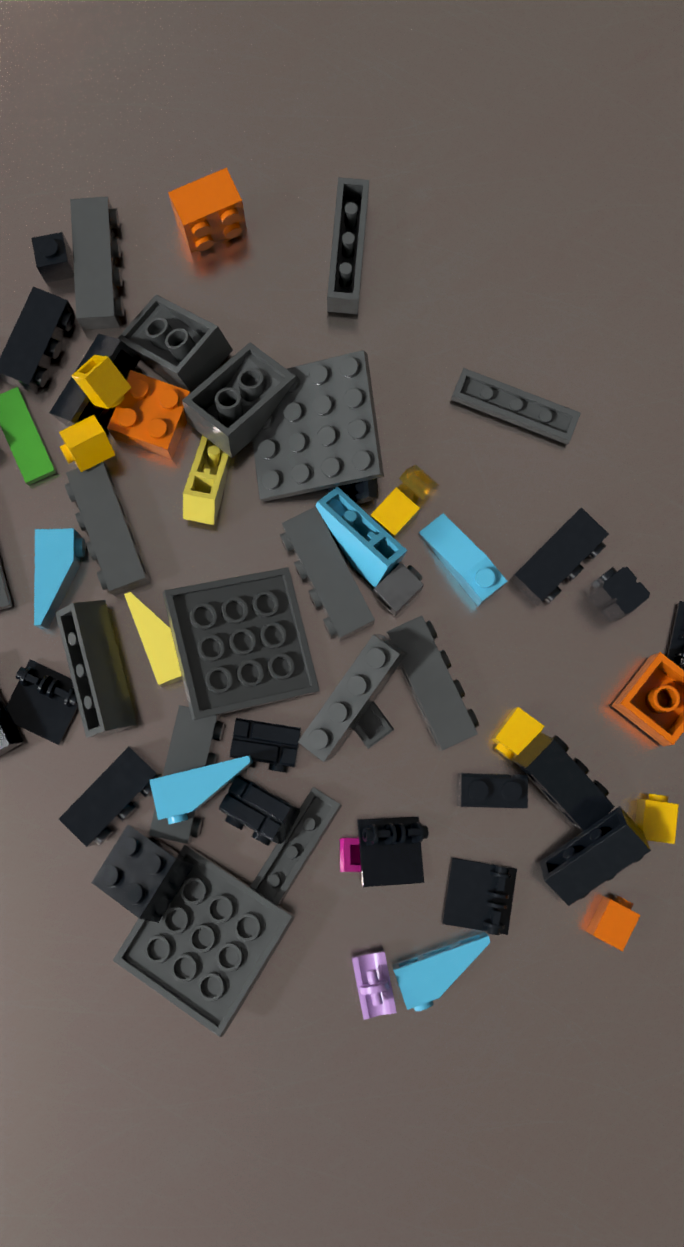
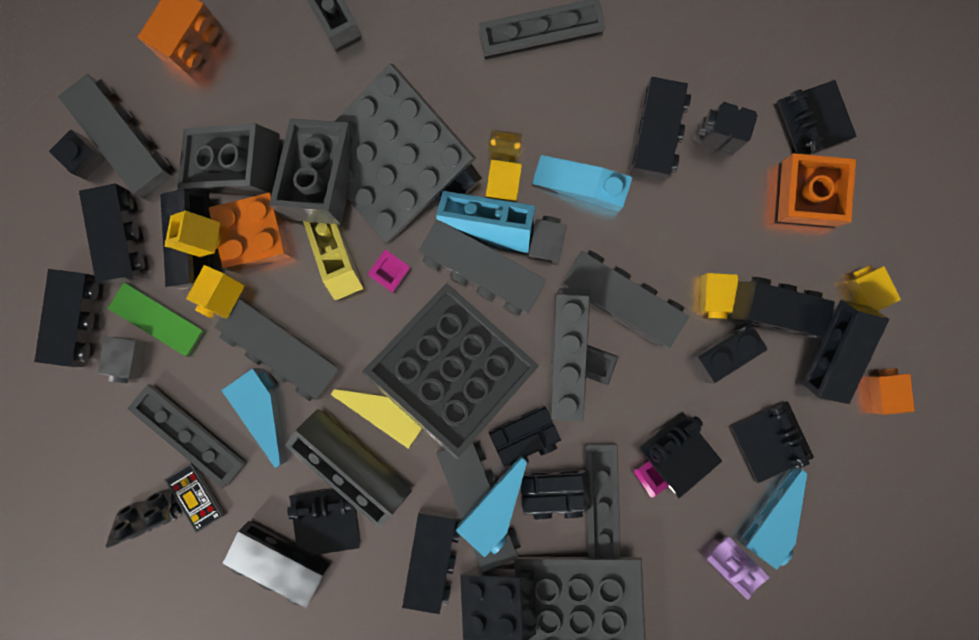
camera: 25 degrees left, 5 degrees up
(246, 525) = (389, 271): none -> dark pink plate

